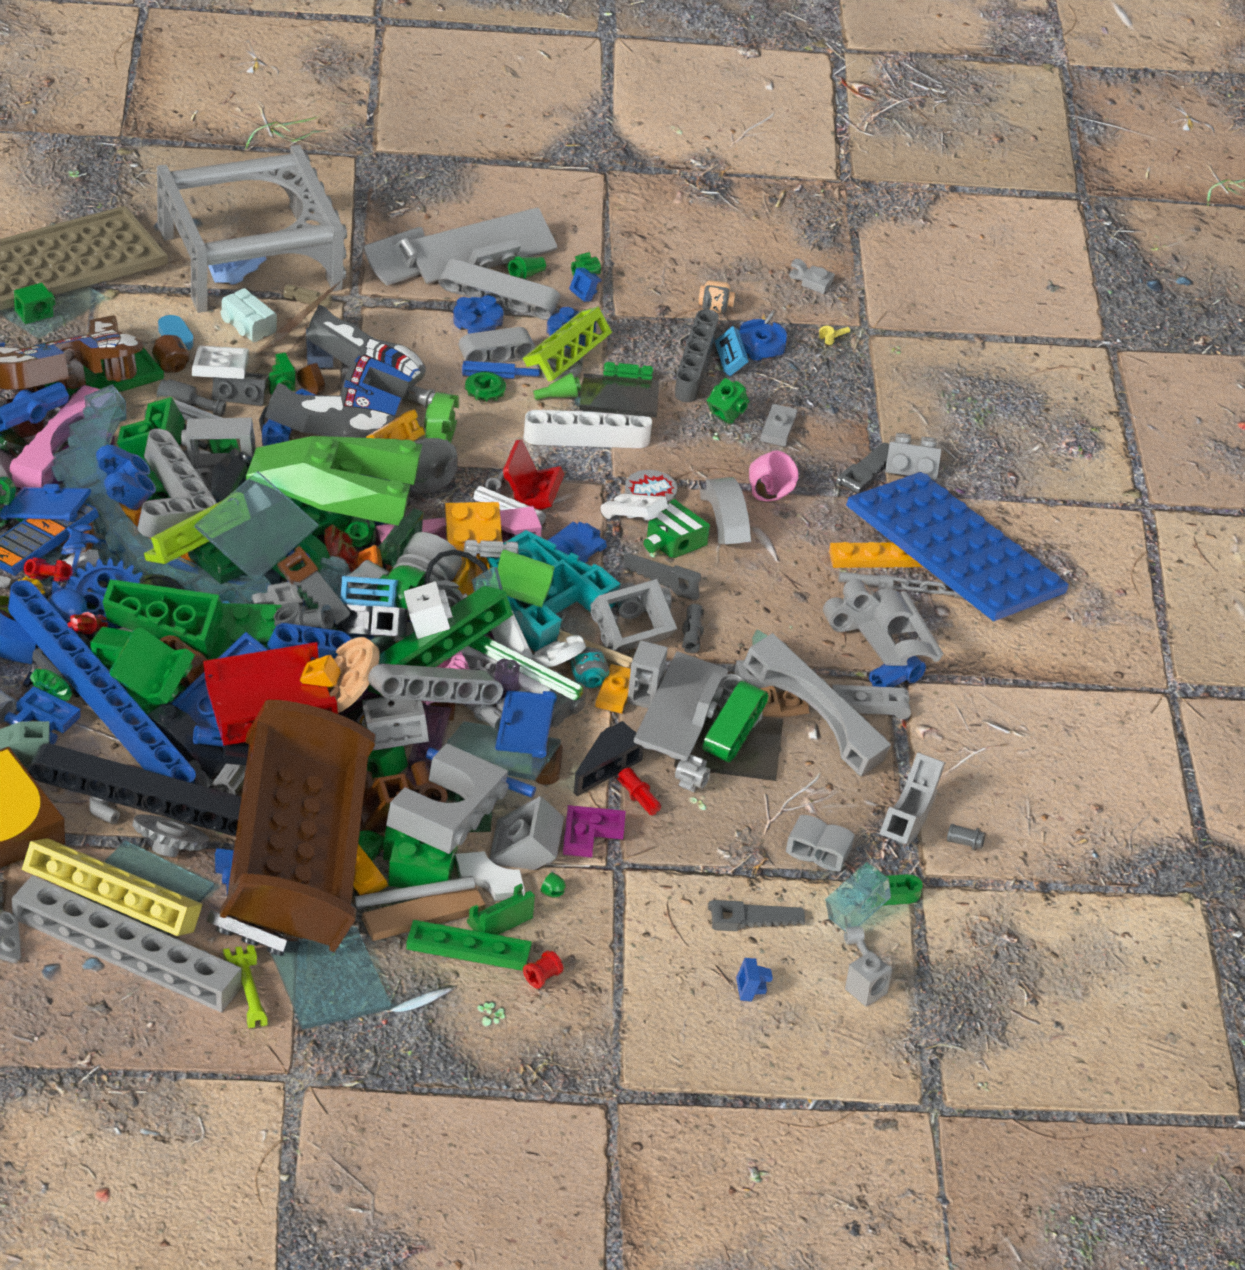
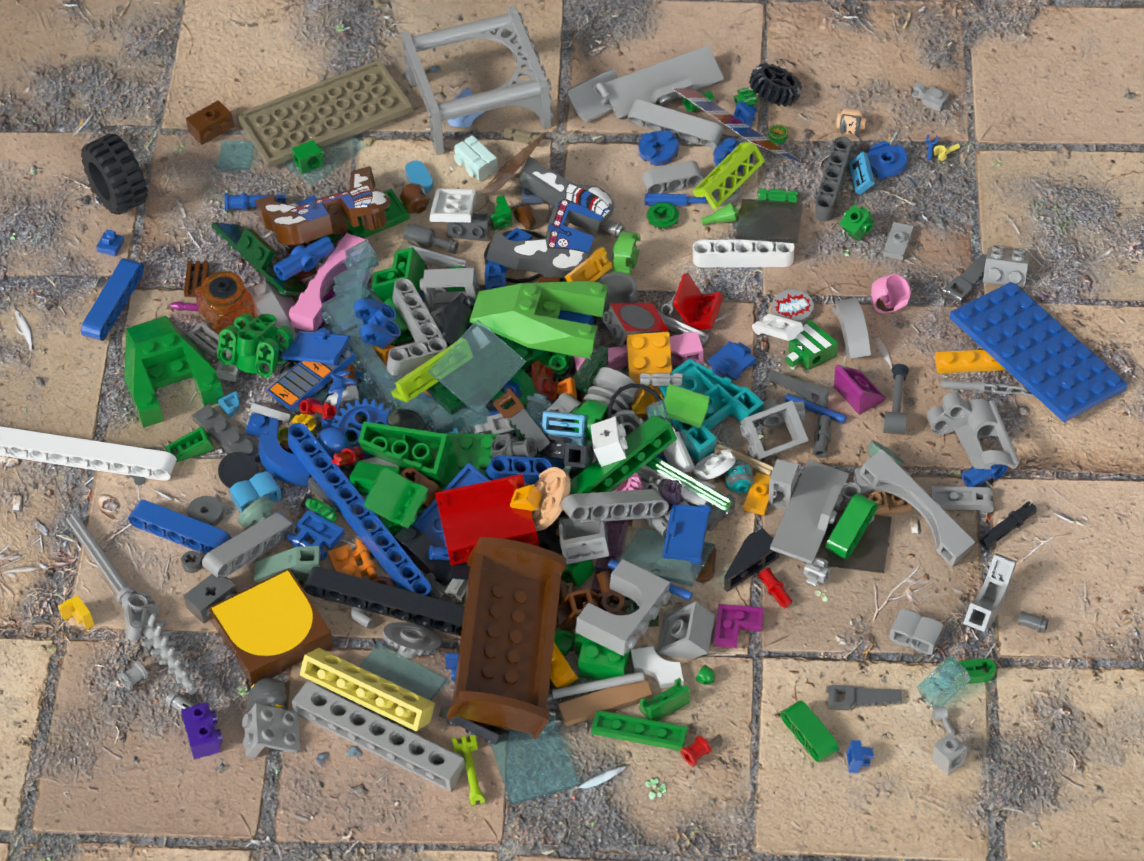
camera: 10 degrees right, 10 degrees up
(82, 741) = (345, 560): none -> orange plate
(441, 486) = (632, 319): none -> dark grey panel
(571, 286) = (732, 122): none -> sticker
(622, 252) = (775, 84): none -> black gear
(626, 307) = (778, 134): none -> green tile
(687, 600) = (817, 408): none -> blue bar
(688, 950) = (809, 731): none -> green beam
(733, 578) = (856, 389): none -> magenta slope
(783, 613) = (896, 421): none -> dark grey piece
(815, 326) = (930, 147): none -> blue hand
(937, 725) = (1014, 520): none -> black pin

